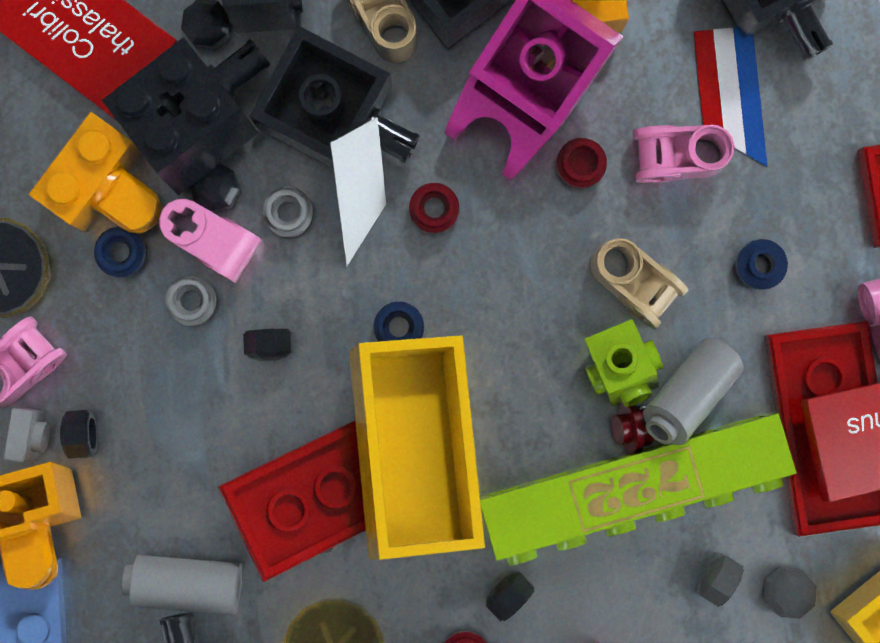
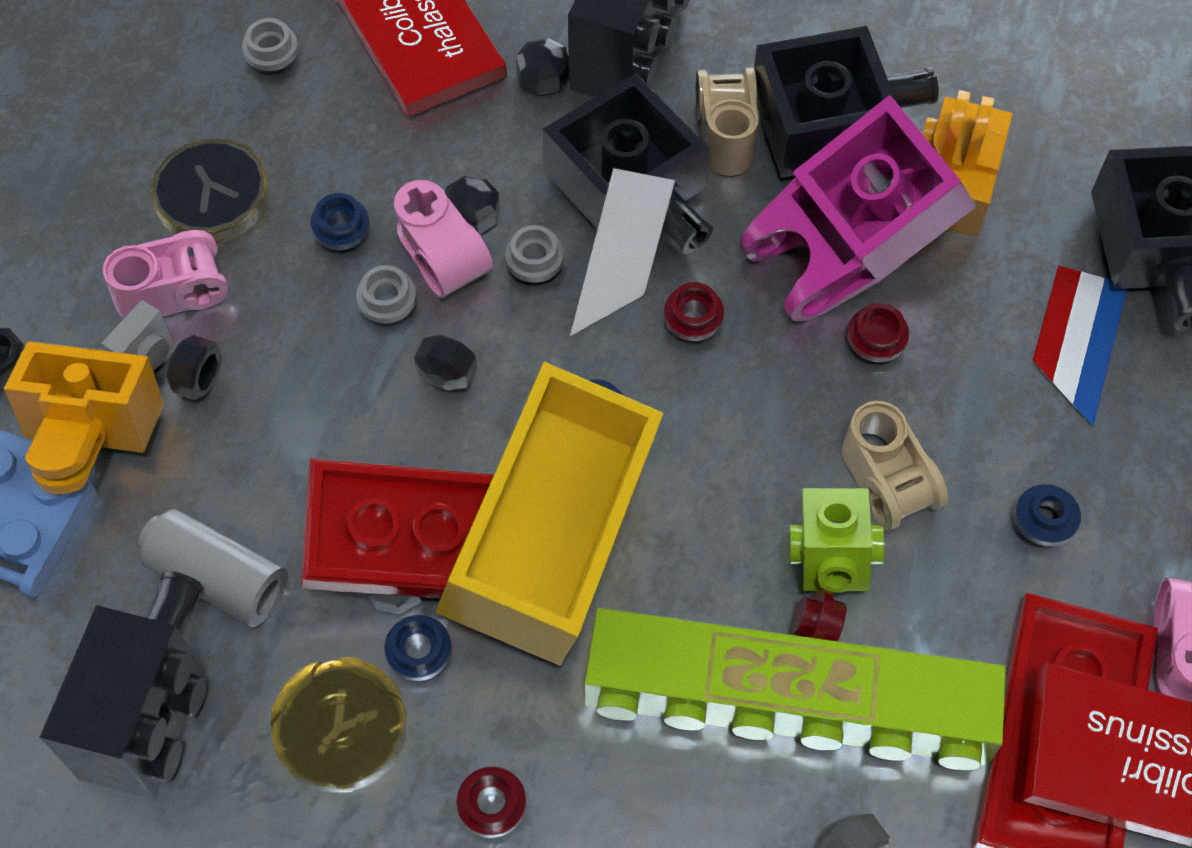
camera: 30 degrees right, 25 degrees down
(95, 178) = (355, 141): light orange brick -> none
(187, 112) = (482, 115): black brick -> none
(352, 586) = (412, 630): none -> dark blue plate
(509, 595) = (580, 747): black tile -> none
(677, 152) = (996, 361): bright pink piece -> none
(692, 392) = (908, 601): light grey brick -> none

